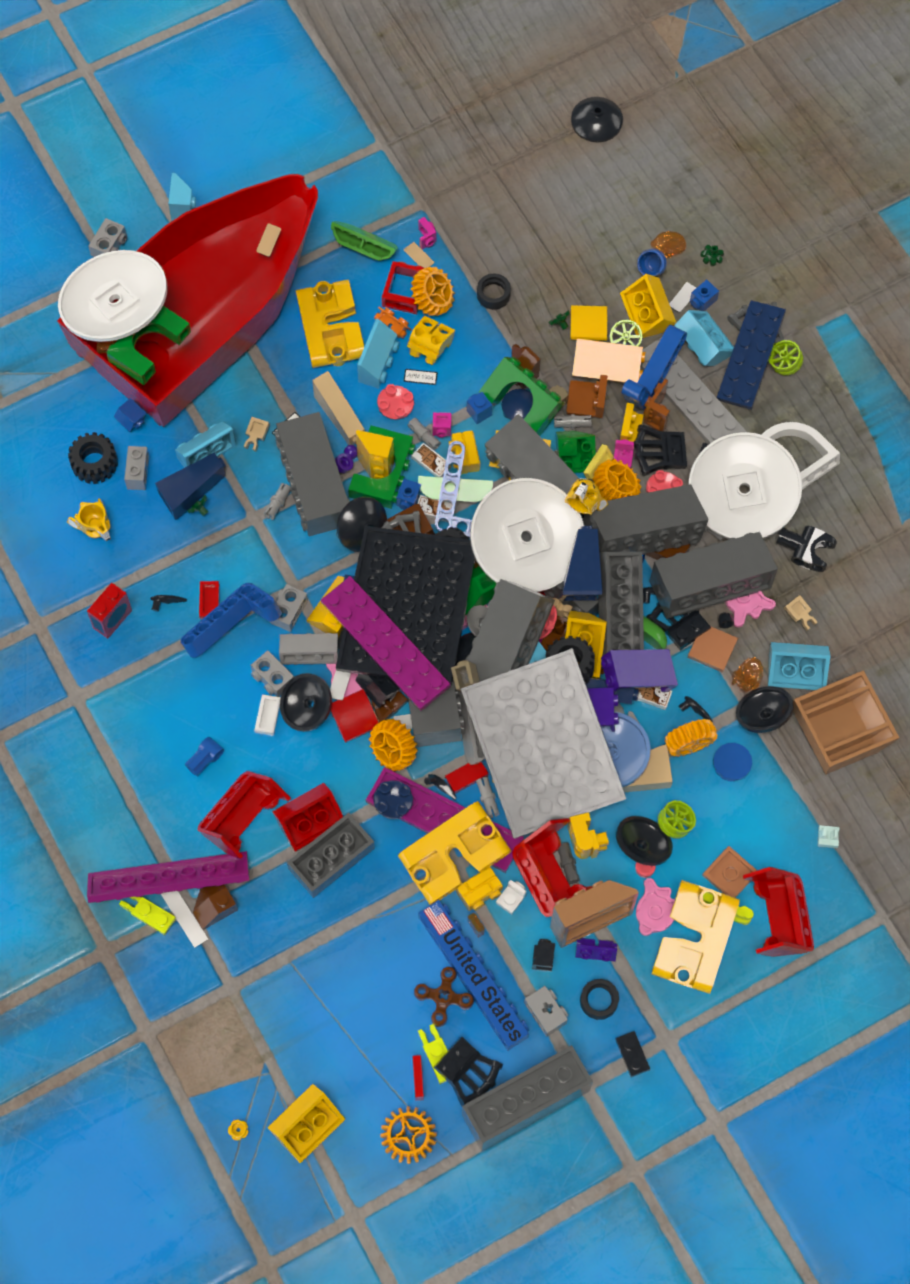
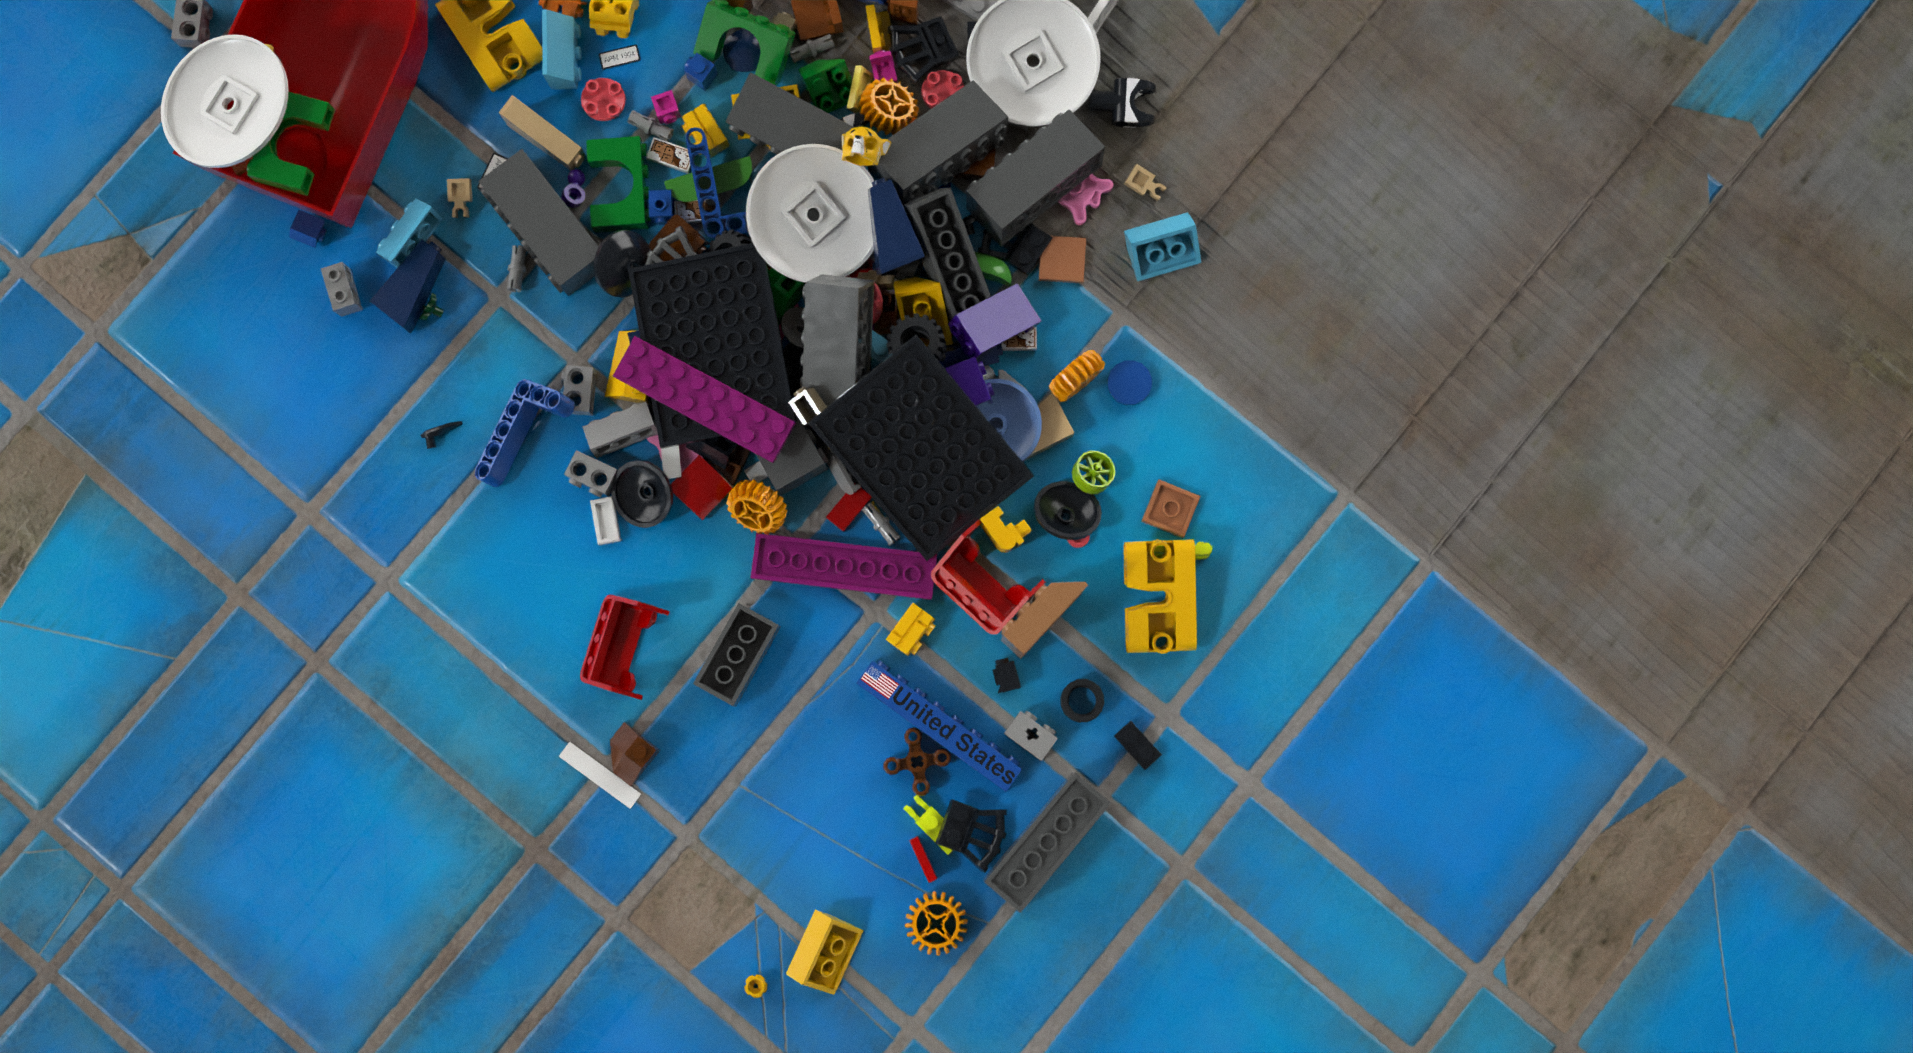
camera: 20 degrees left, 15 degrees up
(86, 446) = (274, 283): black tyre -> none
(92, 520) = (317, 370): yellow piece -> none
(109, 610) = (380, 471): red brick -> none
(150, 914) = (566, 791): neon yellow hinge -> none
(167, 877) = (569, 747): magenta plate -> none
(207, 752) = (556, 590): blue piece -> none
(208, 597) = (485, 411): red tile -> none
(308, 816) = (696, 620): red slope -> none
(375, 453) = (606, 174): yellow slope -> none
(393, 799) = (780, 567): dark blue dish -> none
(433, 851) = (846, 608): yellow connector -> none
(440, 784) = (824, 527): black bar -> none
(476, 925) = (922, 670): clear orange tile -> none
(512, 896) = (948, 624): white bracket -> none
(568, 863) = (995, 564): dark grey pin -> none
(587, 950) = (1069, 646): dark purple hinge -> none
(654, 908) = (1104, 578): bright pink tile -> none
(695, 706) = (1070, 336): black bar -> none
(725, 620) = (1065, 222): black hinge -> none
(748, 675) = (1112, 277): clear orange hat -> none
(764, 709) = (1138, 305): black dish -> none
(786, 912) = (1245, 531): red windscreen -> none
(828, 836) = (1260, 428): light aqua tile -> none
(844, 722) = (1235, 293): medium nougat slope -> none

